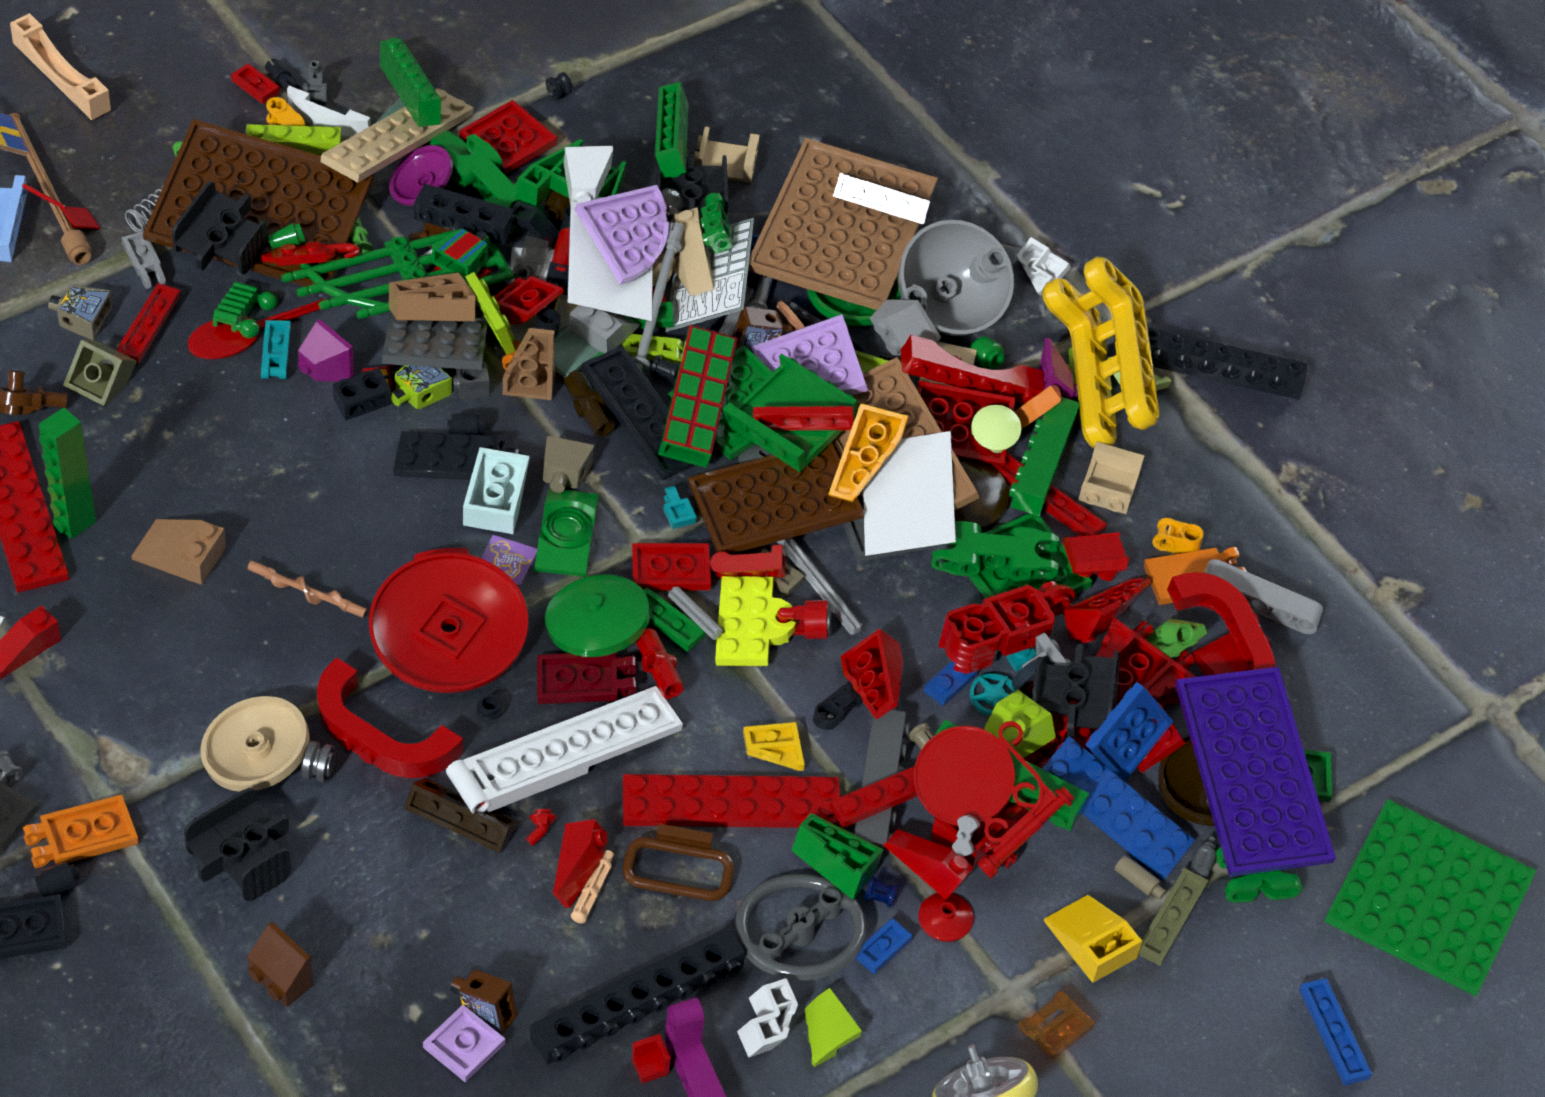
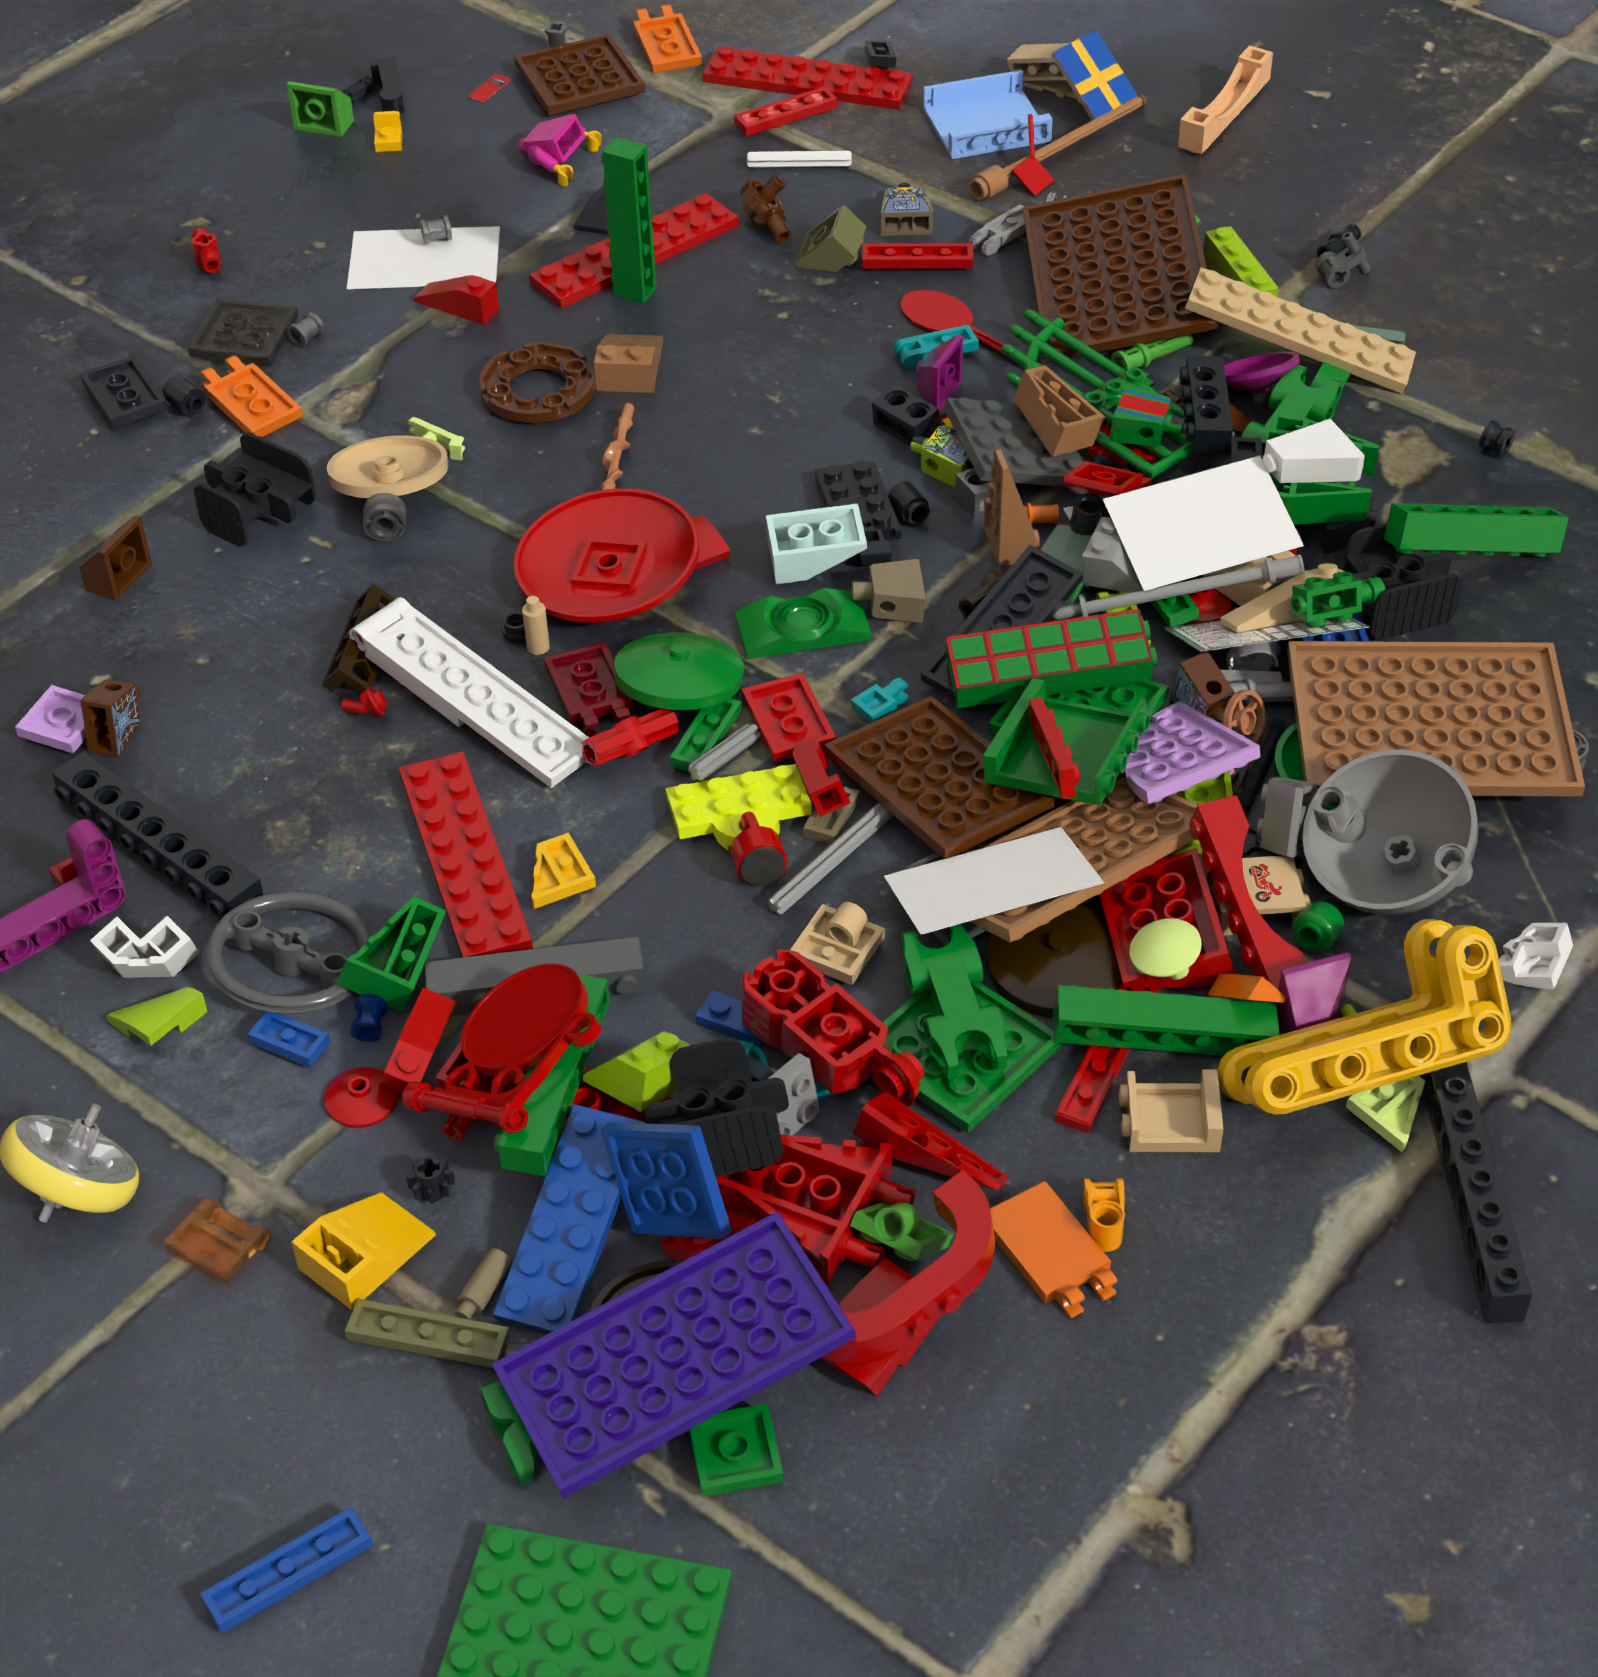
camera: 80 degrees right, 5 degrees down
(182, 649) = (506, 366): none -> reddish brown plate
(207, 221) = (1042, 237): black piece -> none
(214, 706) = (448, 440): none -> yellowish green piece
(237, 306) = (976, 303): green gear -> none
(255, 83) = (1313, 228): red plate -> none
(282, 113) = (1275, 255): light orange piece -> none
(288, 235) = (1081, 293): green cone -> none
(310, 253) = (1071, 317): red plate -> none
(317, 115) = (1304, 270): white slope -> none
(372, 745) = (457, 512): red arch -> none
(410, 82) = (1382, 312): green brick -> none
(491, 311) = (1057, 454): lime plate -> none
(510, 557) = (737, 589): medium lavender sticker -> none
(511, 689) = (535, 626): none -> tan cylinder
(512, 134) = (1386, 420): red plate -> none
(579, 856) = (319, 740): red slope -> none
(592, 889) = (291, 767): light nougat piece -> none
(627, 230) = (1255, 517): lavender plate -> none
(673, 201) = (1345, 551): clear smoke piece -> none
(683, 842) = (380, 830): reddish brown bar -> none
(740, 158) = (1494, 607): tan panel -> none
(837, 705) = (644, 915): black piece -> none
(868, 446) = (1043, 812): light orange wedge -> none
(874, 798) = (477, 954): red plate -> none
(875, 671) = (712, 929): red wedge -> none
(882, 197) = (1496, 733): fence -> none
(906, 603) = (840, 941): none -> tan plate
(921, 735) = (622, 1008): dark tan bush -> none
(963, 844) = (451, 1048): light grey piece -> none
(1044, 885) = (430, 1179): none -> black gear
(1096, 555) = (1013, 1116): red slope -> none
(1271, 599) = (1036, 1330): light grey beam -> none

